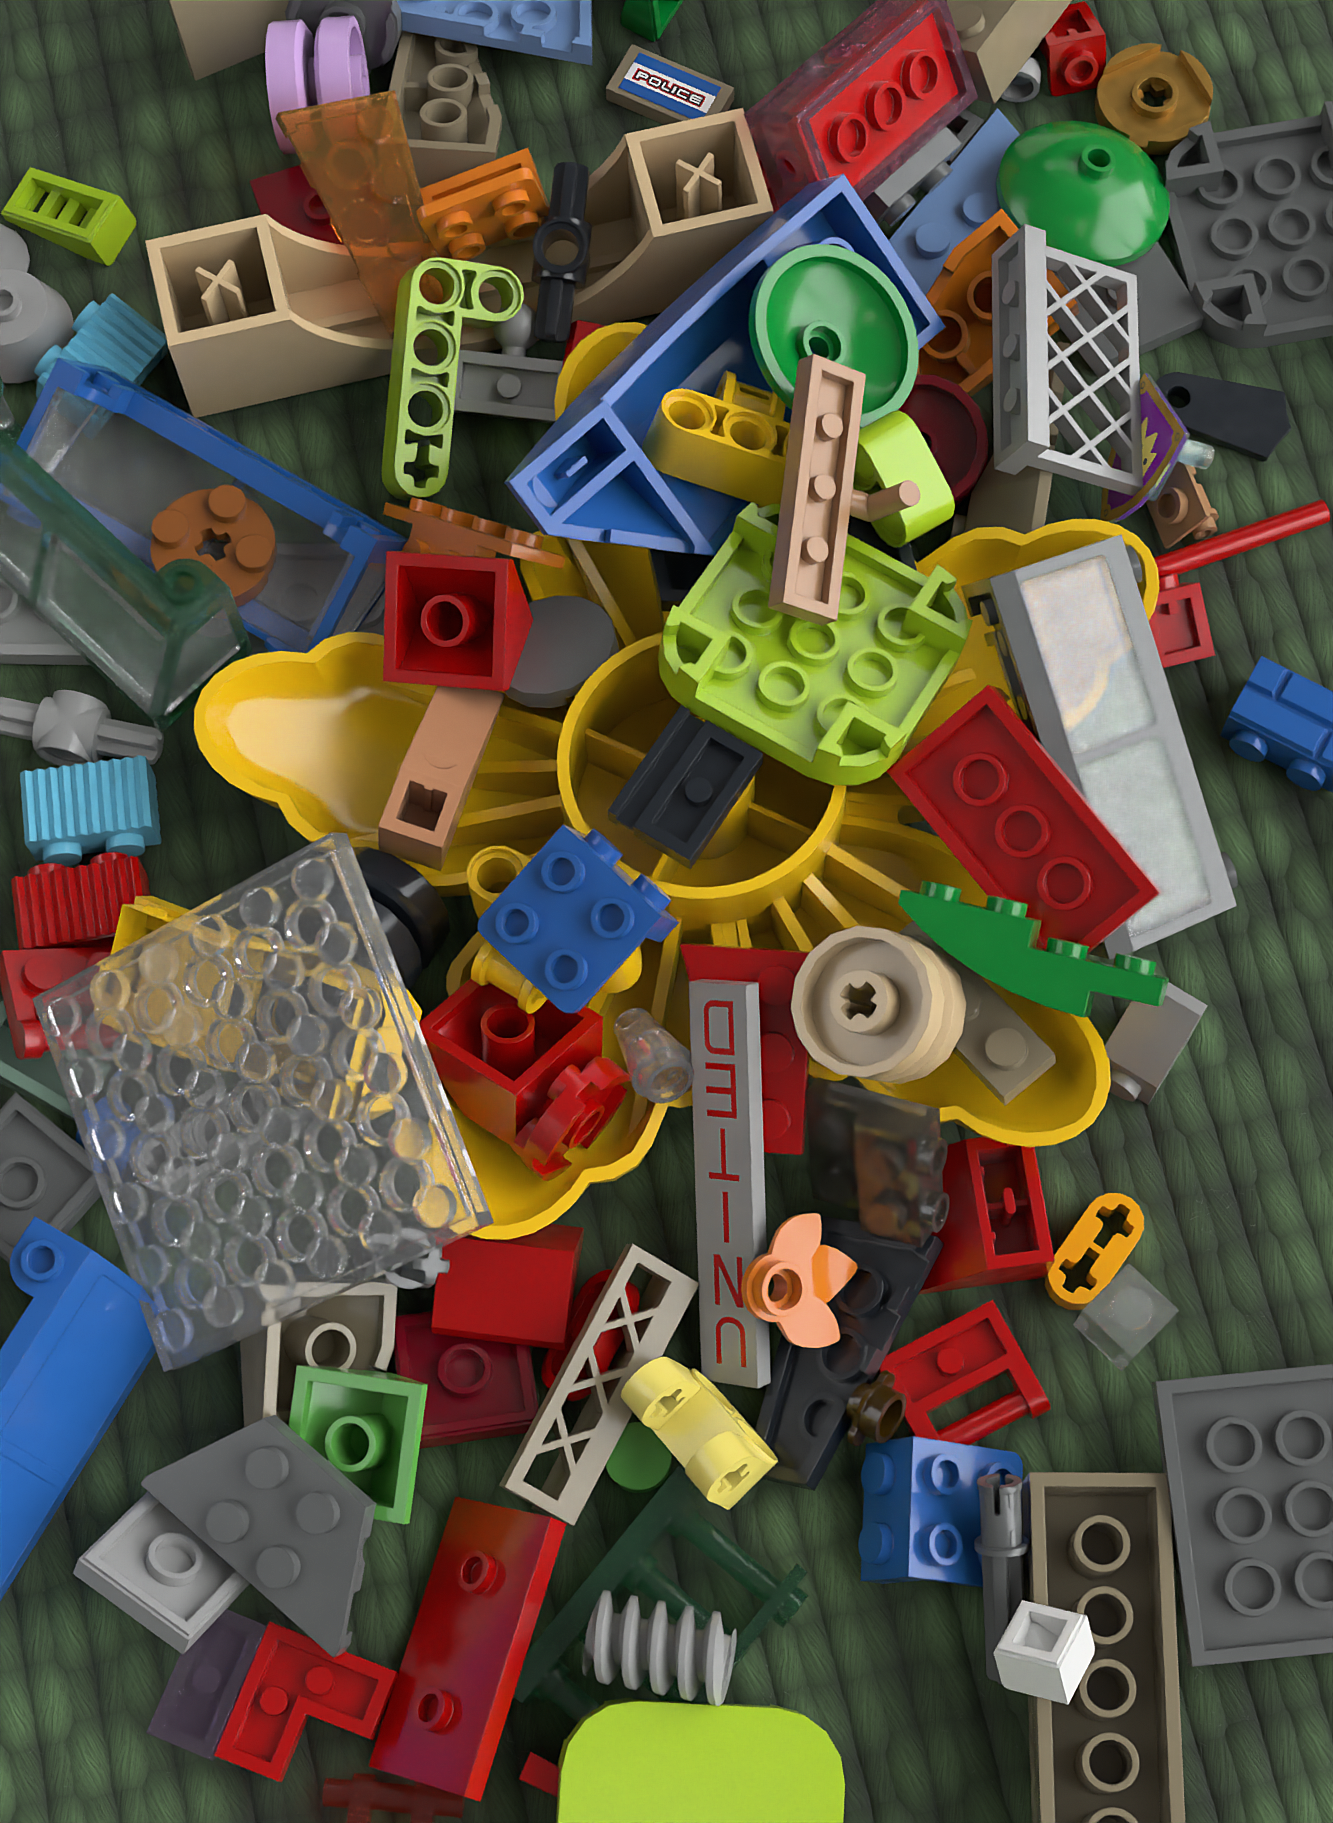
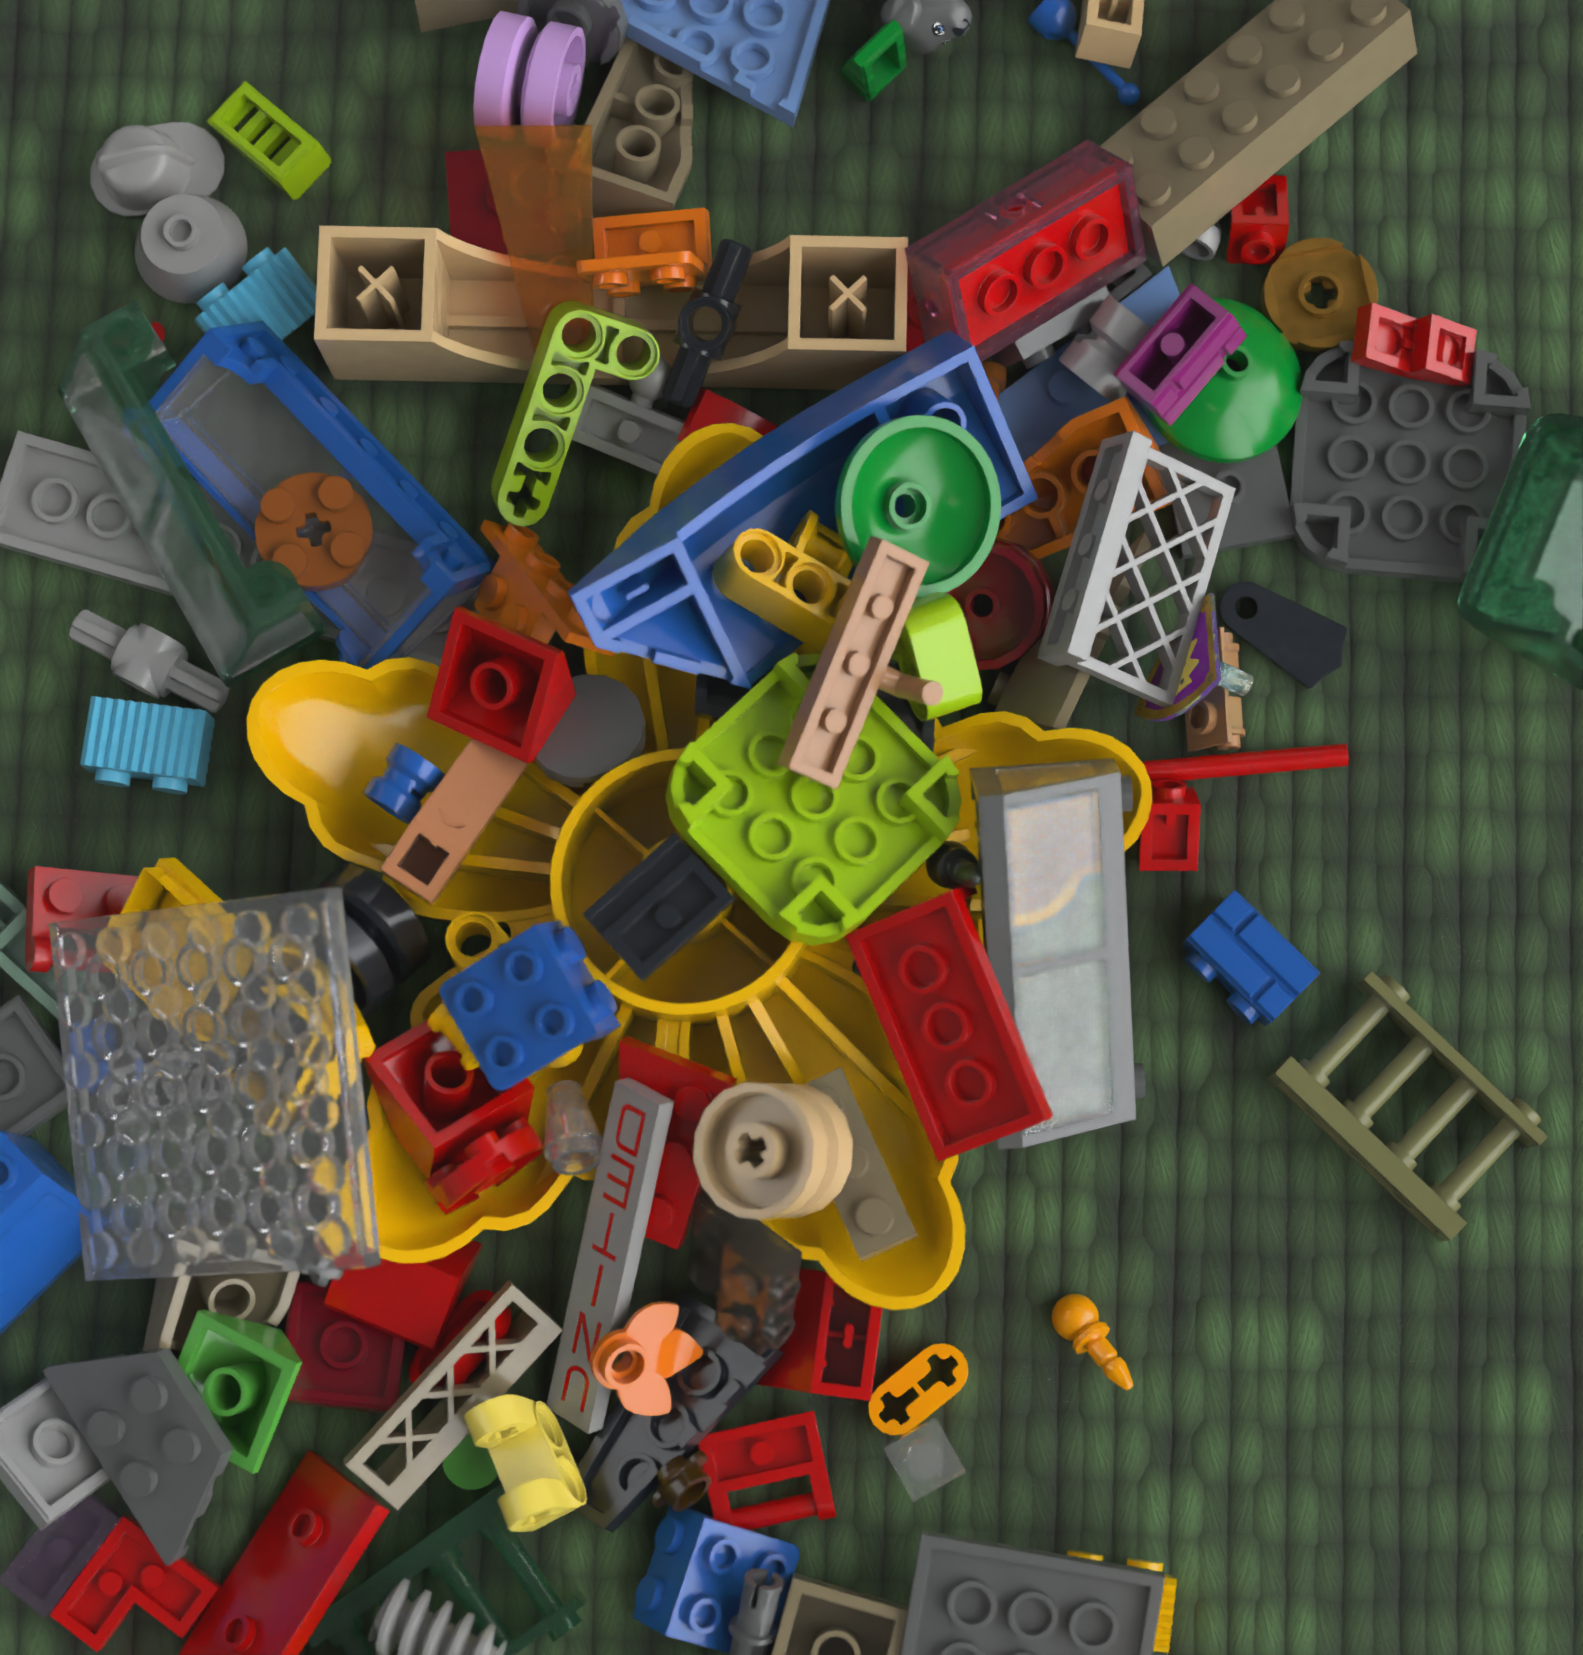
camera: 15 degrees right, 10 degrees up
(78, 904) = (116, 834): red brick -> none
(377, 750) = (403, 783): none -> blue wheel
(665, 89) = (864, 164): tile -> none
(974, 675) = (953, 866): none -> pearl dark grey bar
(976, 170) = (1101, 352): none -> light grey wheel
(1002, 948) = (894, 1129): green slope -> none
(1045, 153) = (1180, 354): none -> magenta brick
(1150, 1042) = (1016, 1222): light grey slope -> none
(1238, 1136) = (1078, 1321): none -> light orange bar
(1270, 118) = (1413, 347): none -> red slope

